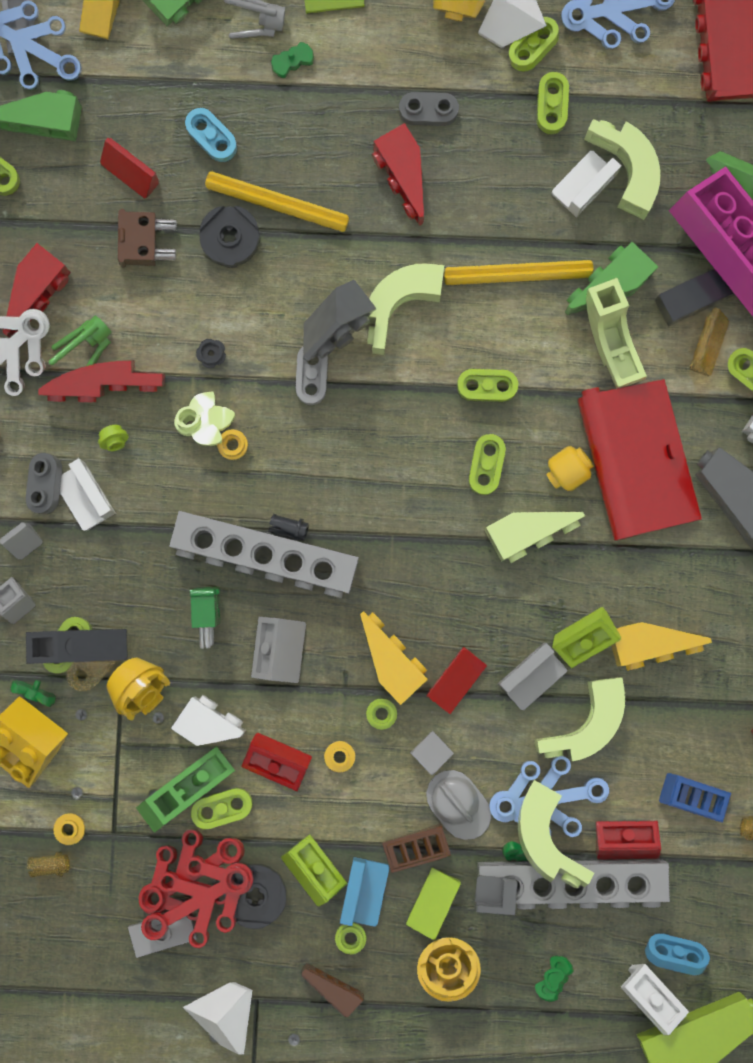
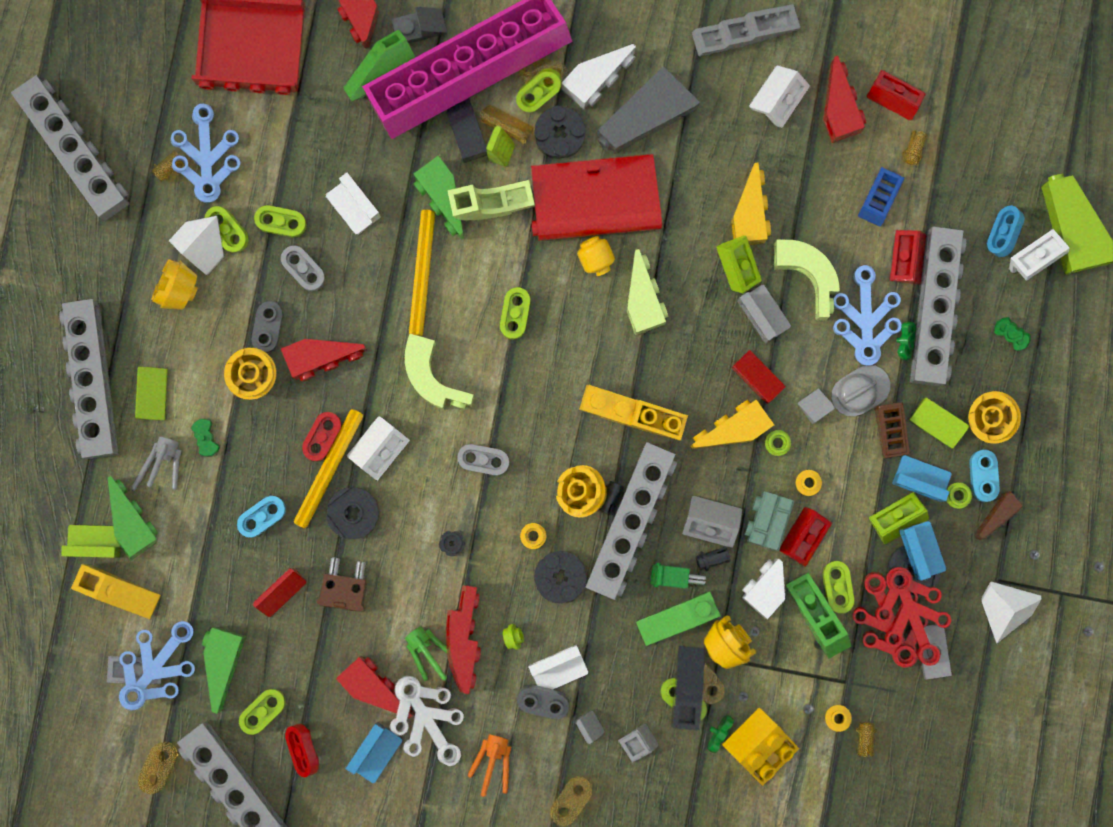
camera: 85 degrees left, 0 degrees up
(160, 625) = (678, 618): none -> bright green slope
(200, 496) = (573, 570): none -> black plate
(207, 420) = (508, 553): yellowish green plate -> none
(234, 655) = (712, 558): none -> black pin
(277, 903) = (922, 550): none -> dark azure panel
(287, 716) = (769, 520): none -> sand green brick
(289, 490) = (581, 491): none -> yellow cone
(307, 253) = (378, 448): none -> white panel
(313, 187) = (321, 436): none -> red plate
(336, 320) = (444, 431): dark grey slope -> none
(370, 93) = (250, 373): none -> yellow cone
(378, 962) = (980, 475): none -> medium azure plate
(391, 538) = (633, 412): none -> yellow slope
(487, 465) = (582, 323): lime plate -> none
(495, 895) = (940, 369): dark grey panel -> none
(501, 138) = (303, 268): none -> light grey plate
(537, 842) = (899, 330): yellowish green arch -> none
(639, 160) = (344, 156): yellowish green arch -> none
(680, 336) = (500, 147): none -> lime slope
(725, 398) = (574, 130): none -> black plate

